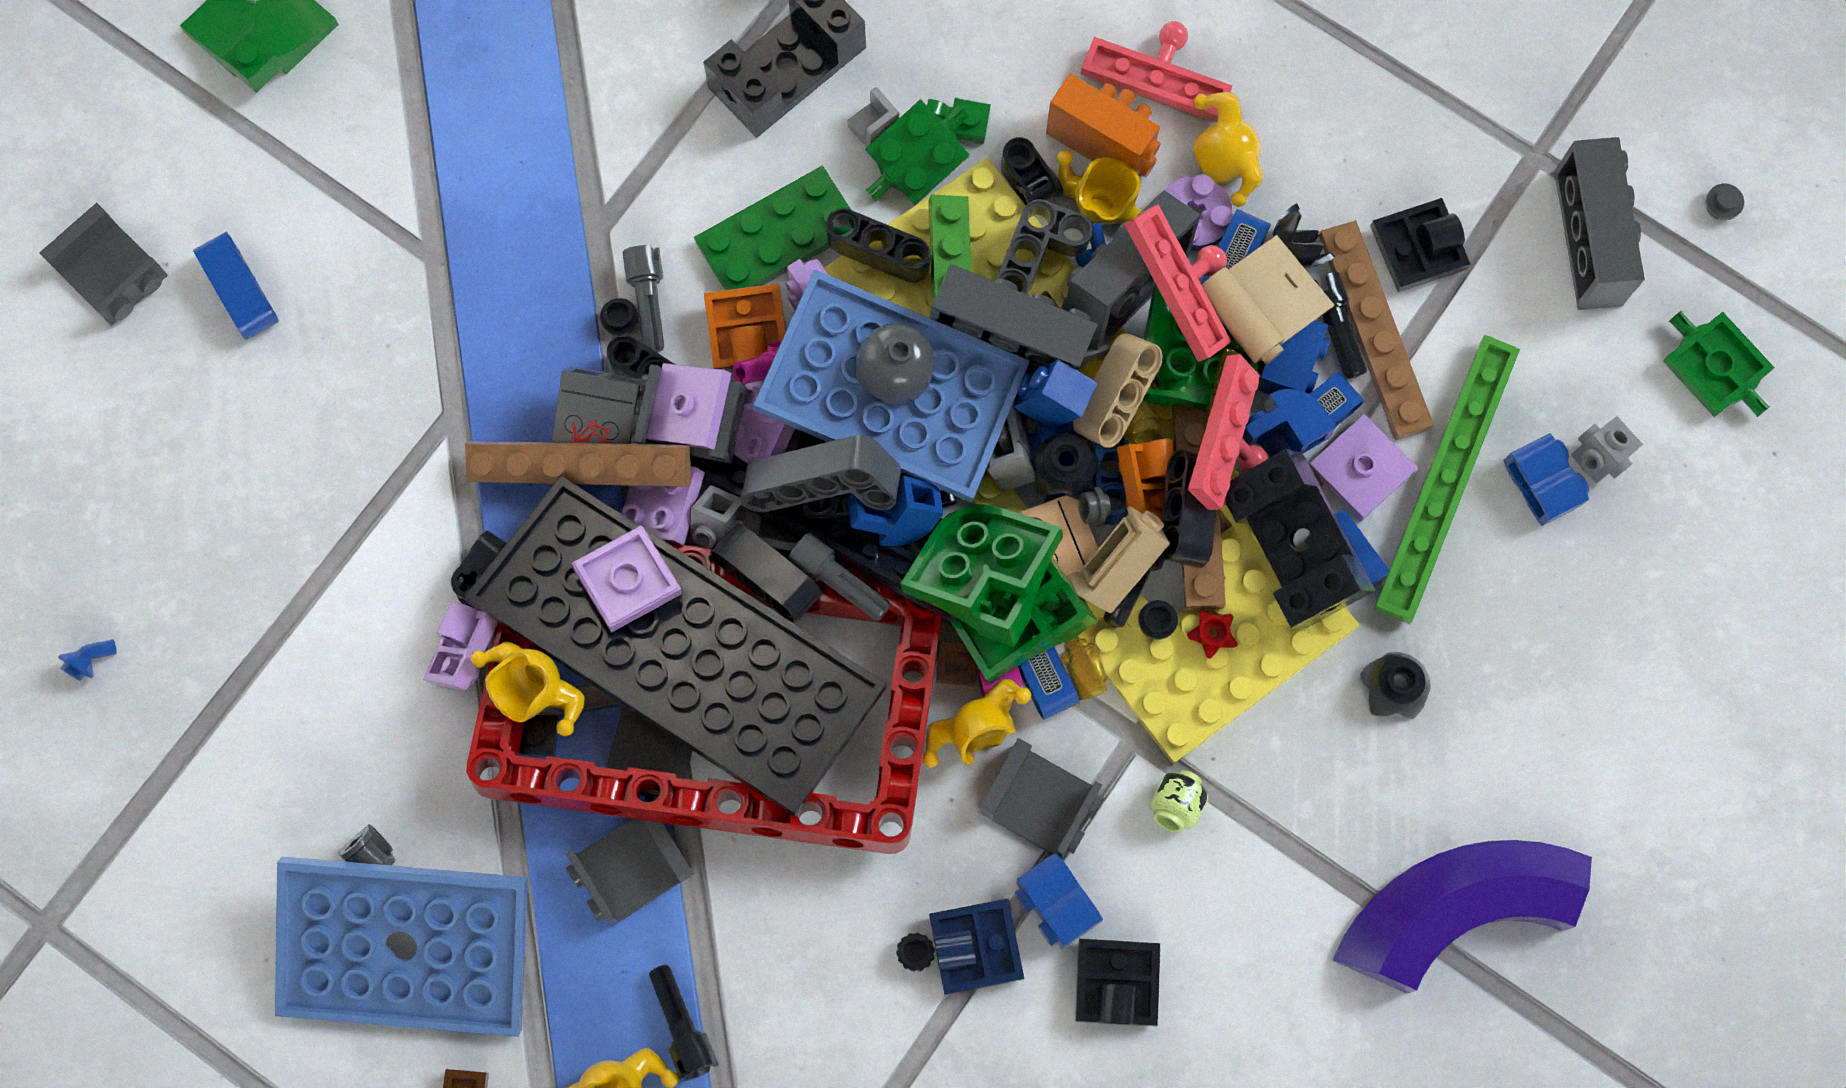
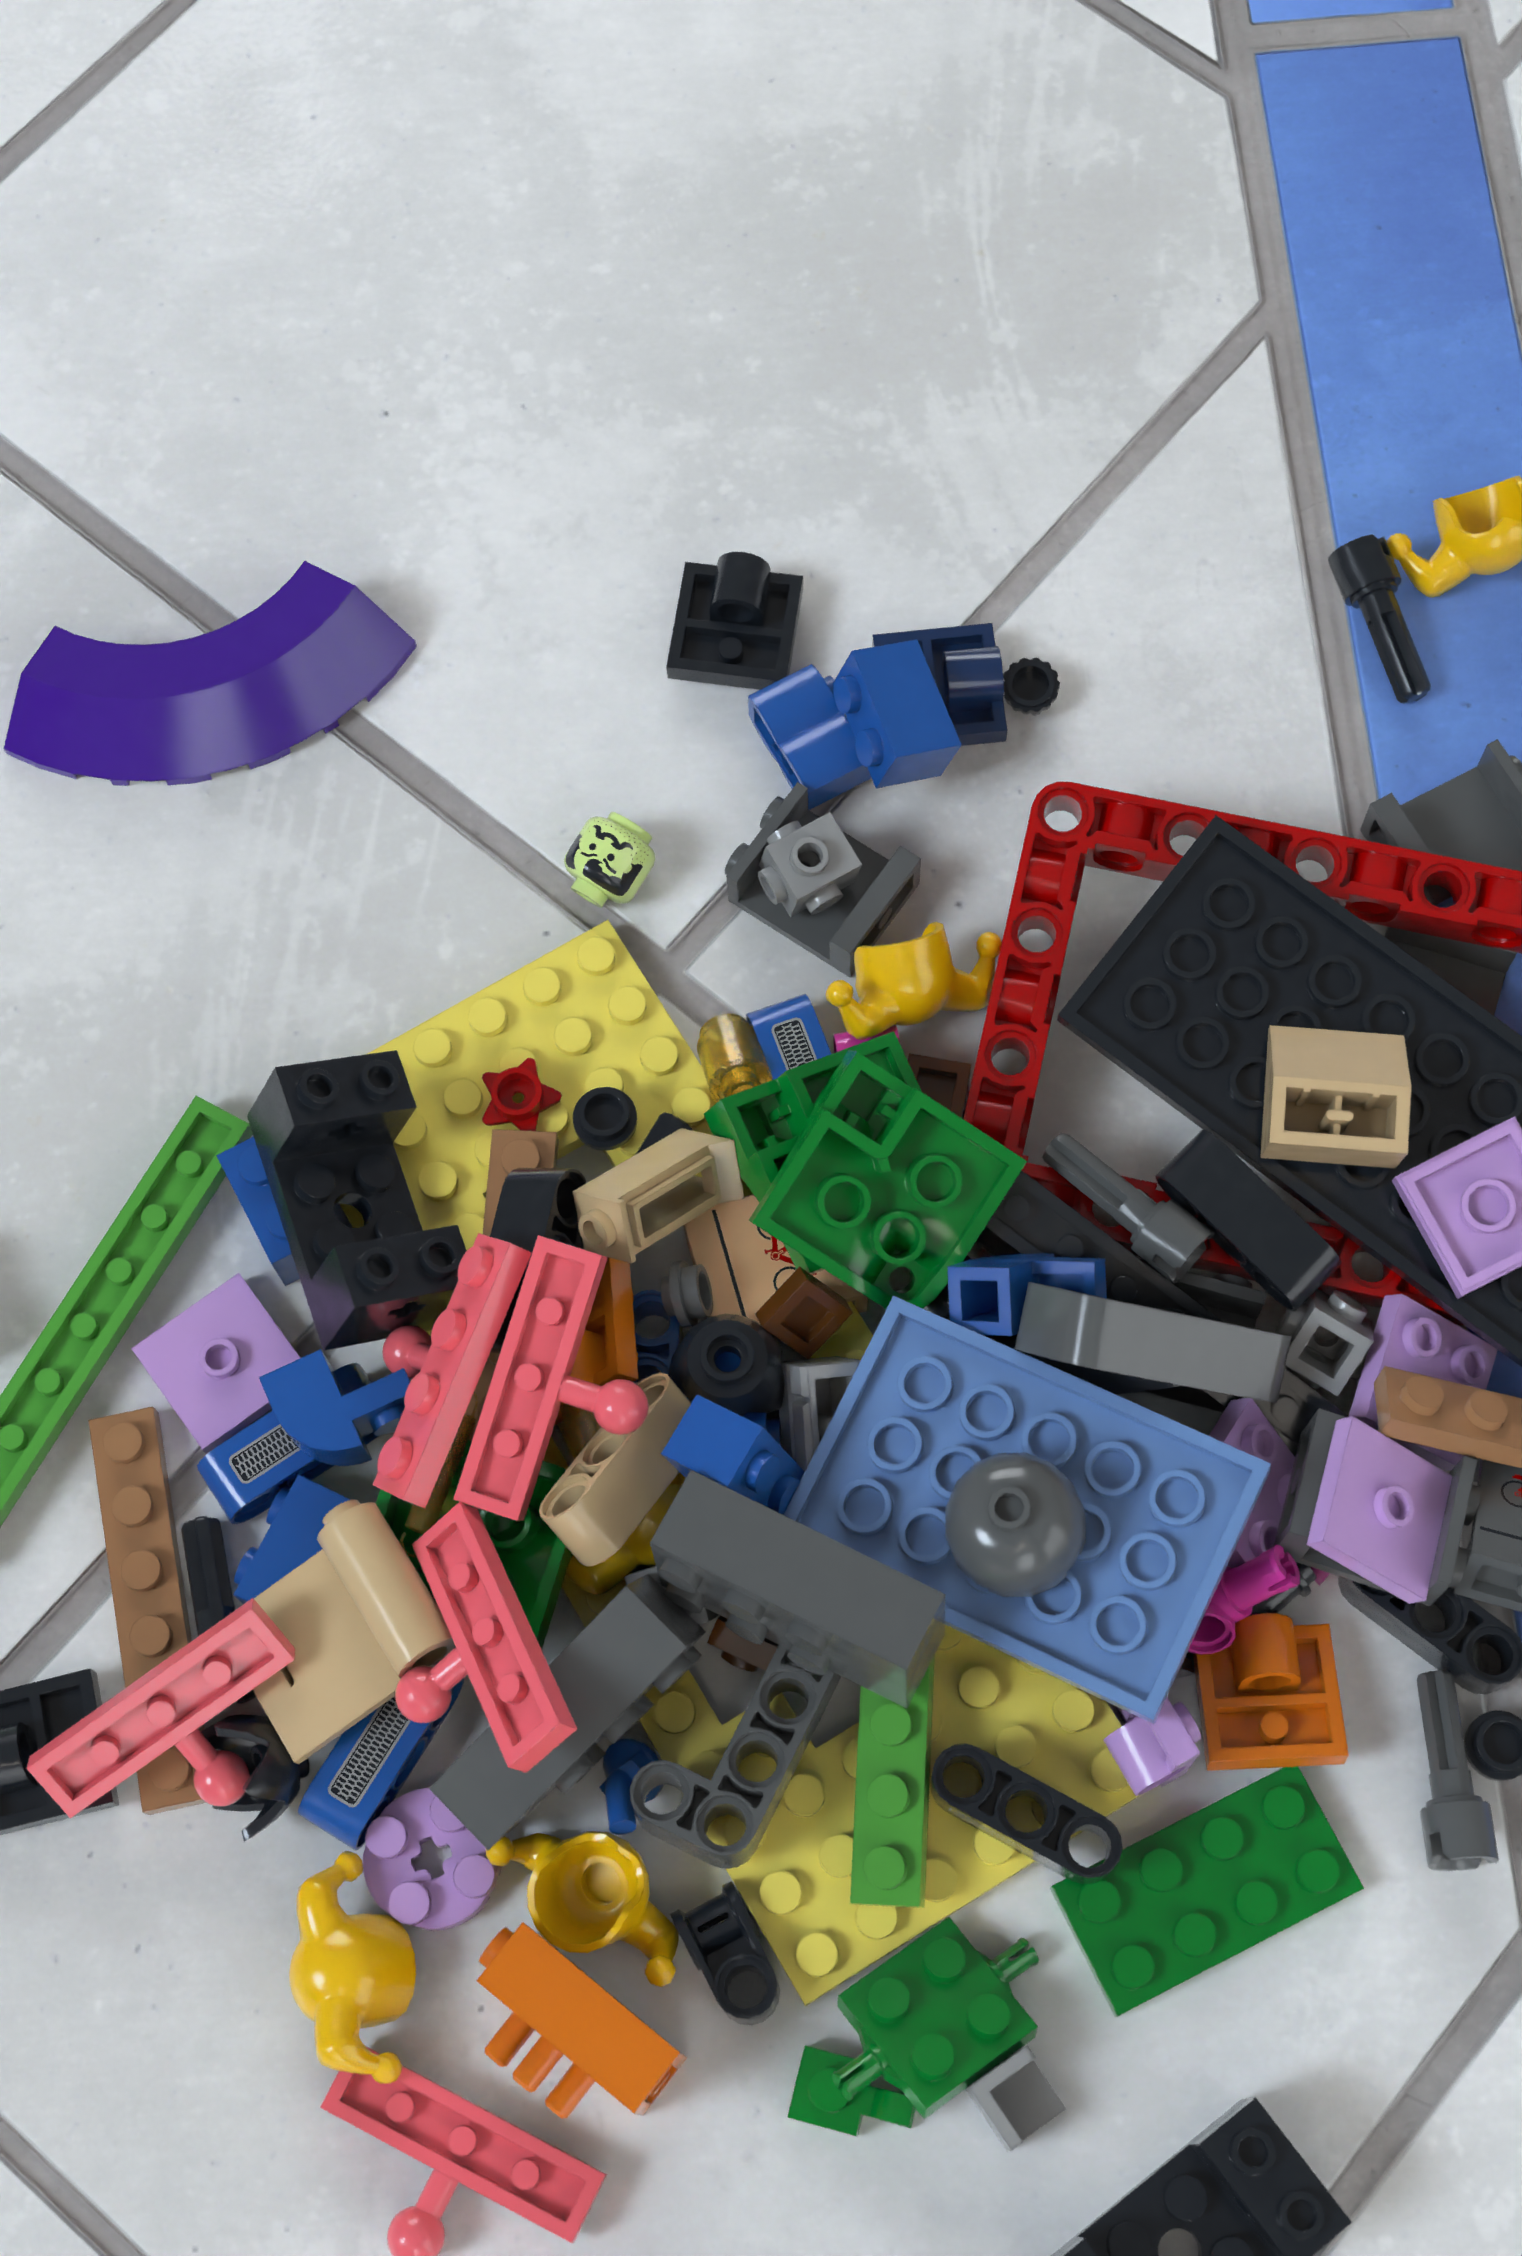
camera: 170 degrees left, 5 degrees down
(717, 630) = (1336, 1097): none -> tan slope
(1004, 902) = (895, 713): none -> blue brick
(1026, 498) = (803, 1313): none -> reddish brown plate
(1039, 799) = (808, 865): none -> light grey brick
(1175, 423) = (536, 1378): none -> coral plate
(1350, 255) = (166, 1711): none -> coral plate
(1385, 696) = (259, 1019): black piece -> none

